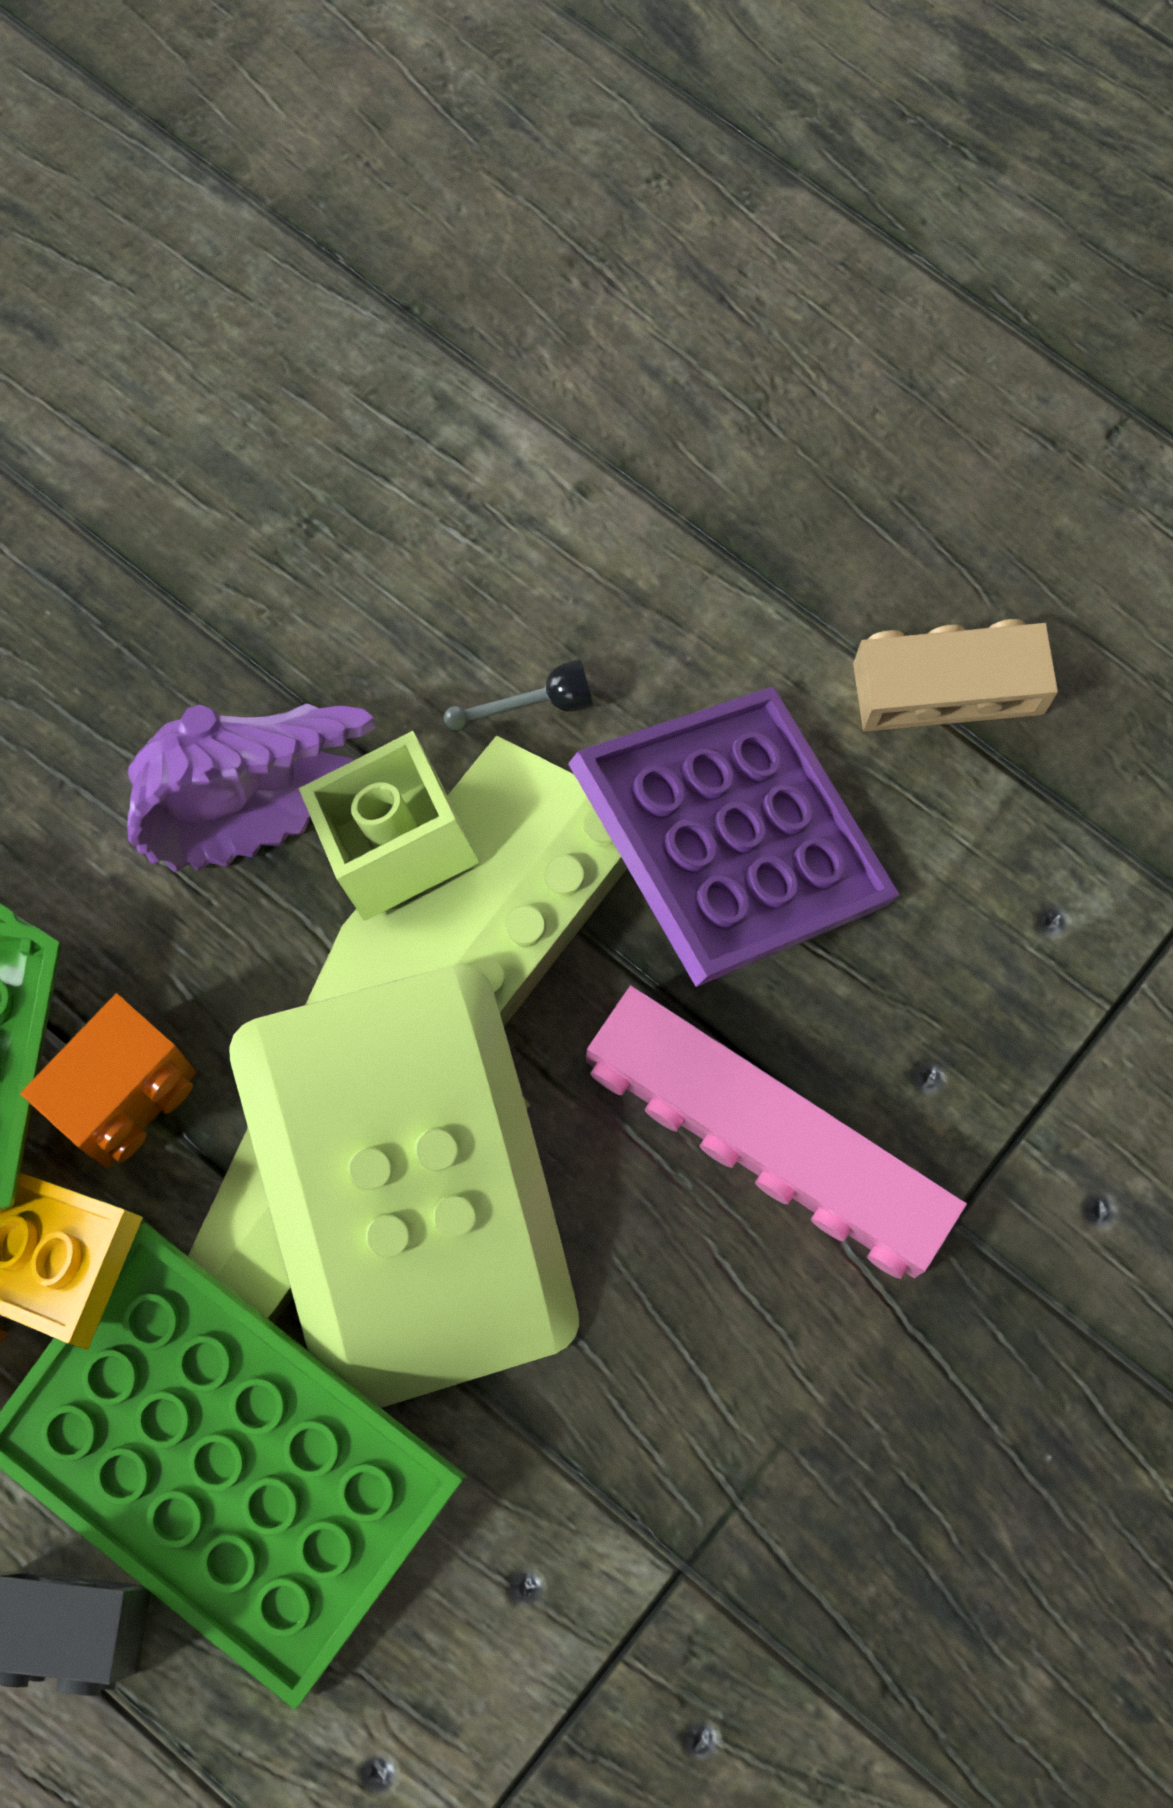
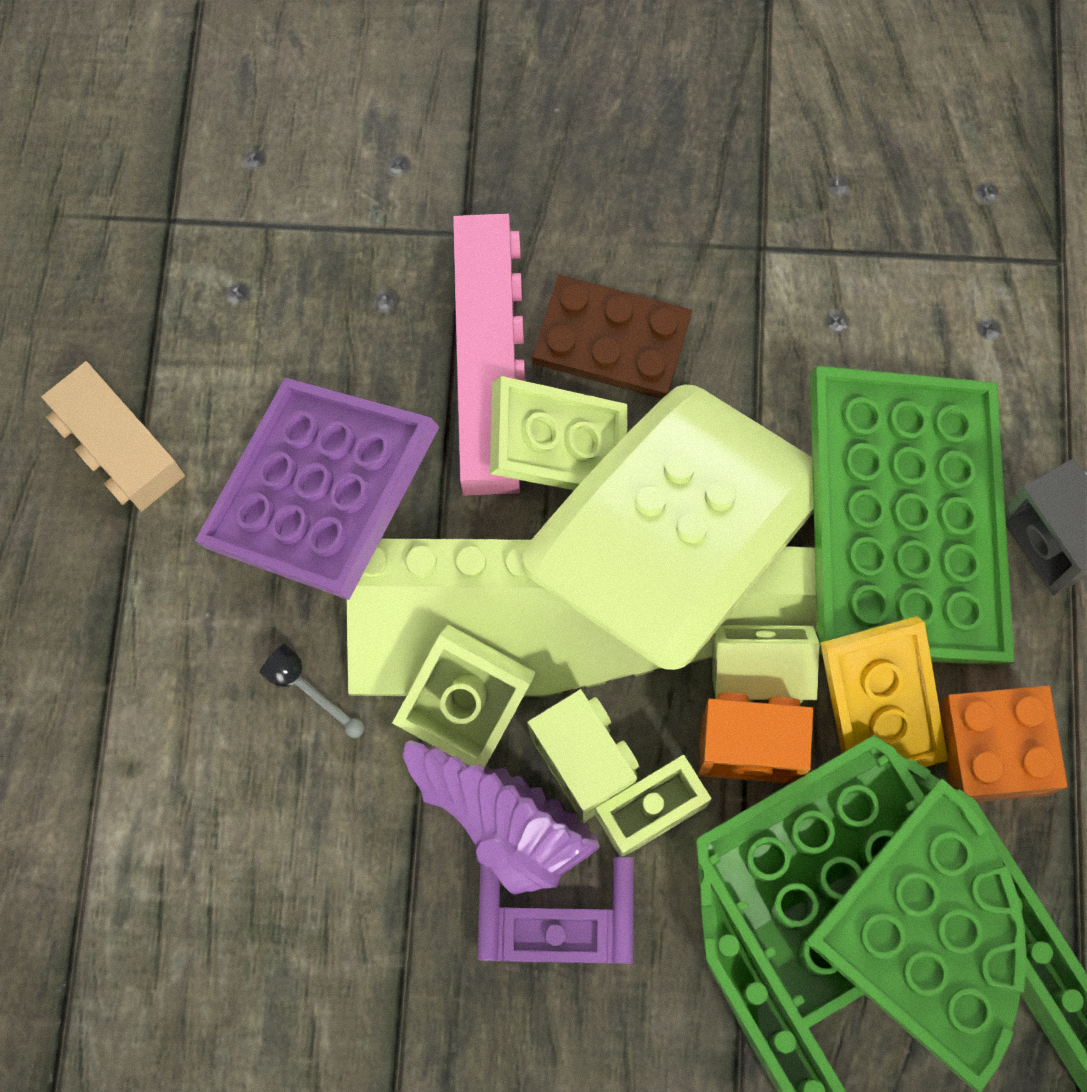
camera: 120 degrees left, 0 degrees up
(92, 773) = (558, 933): none -> medium lavender plate
(134, 934) = (652, 806): none -> yellowish green brick
(186, 1166) = (766, 661): none -> yellowish green brick
(235, 898) = (582, 754): none -> yellowish green brick
(609, 1123) = (550, 432): none -> yellowish green plate
(694, 1297) = (612, 337): none -> reddish brown plate

